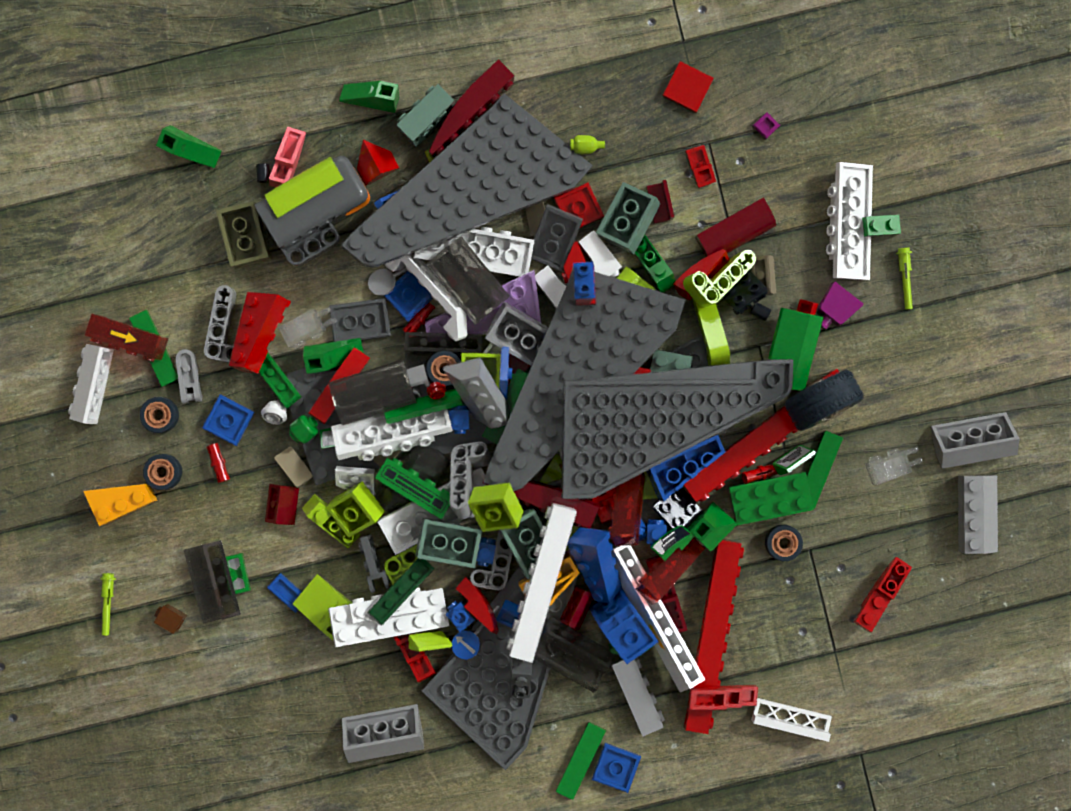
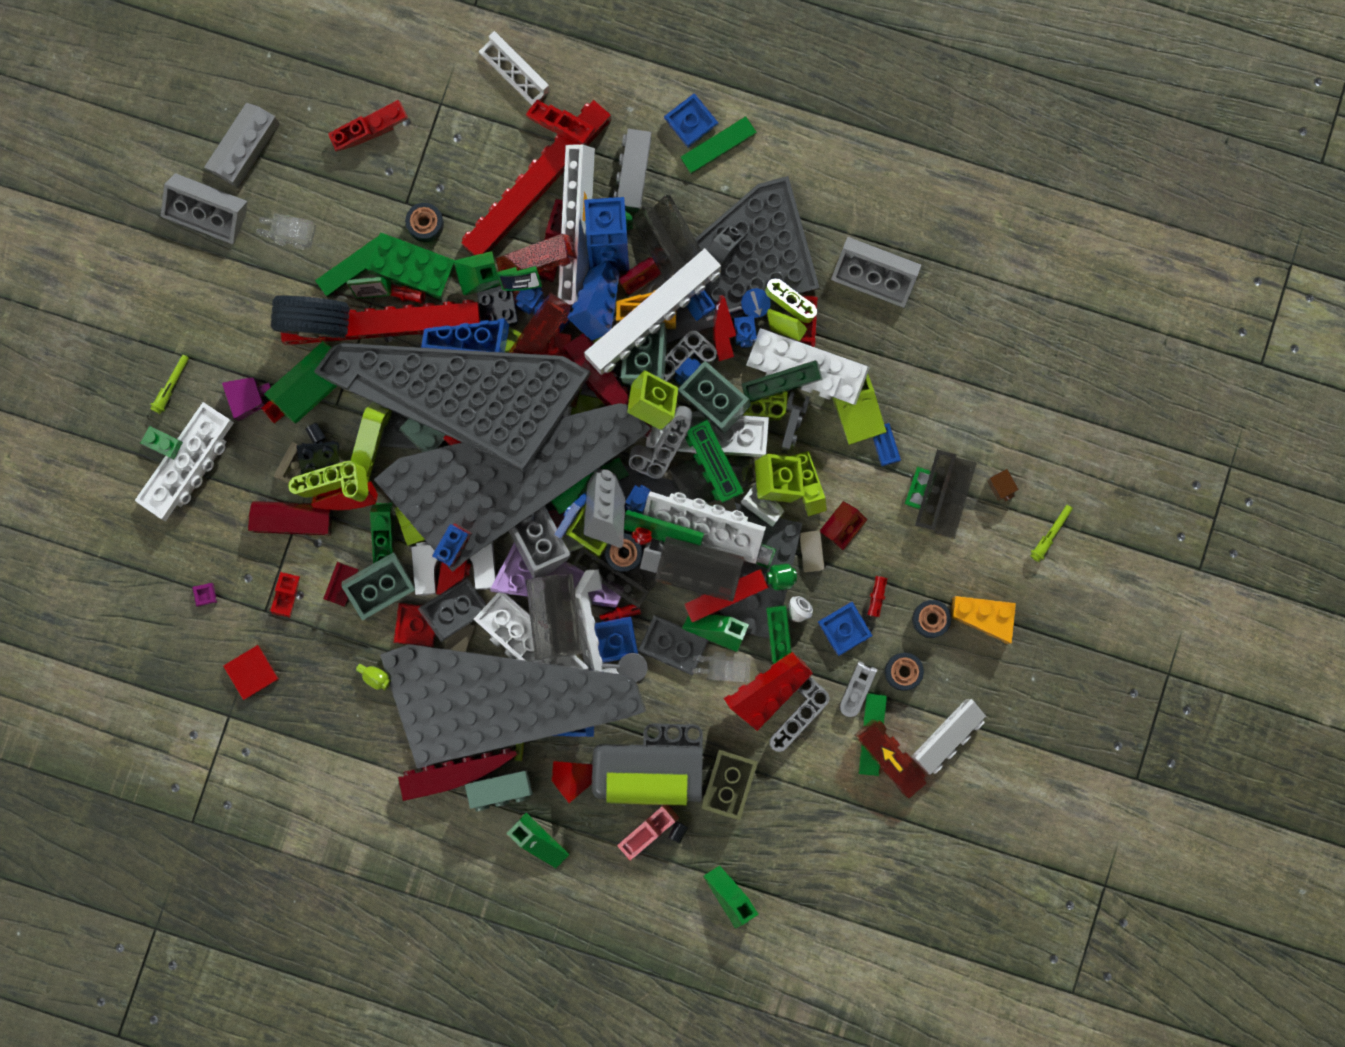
camera: 150 degrees left, 5 degrees down
(451, 660) = (791, 308): none -> beam

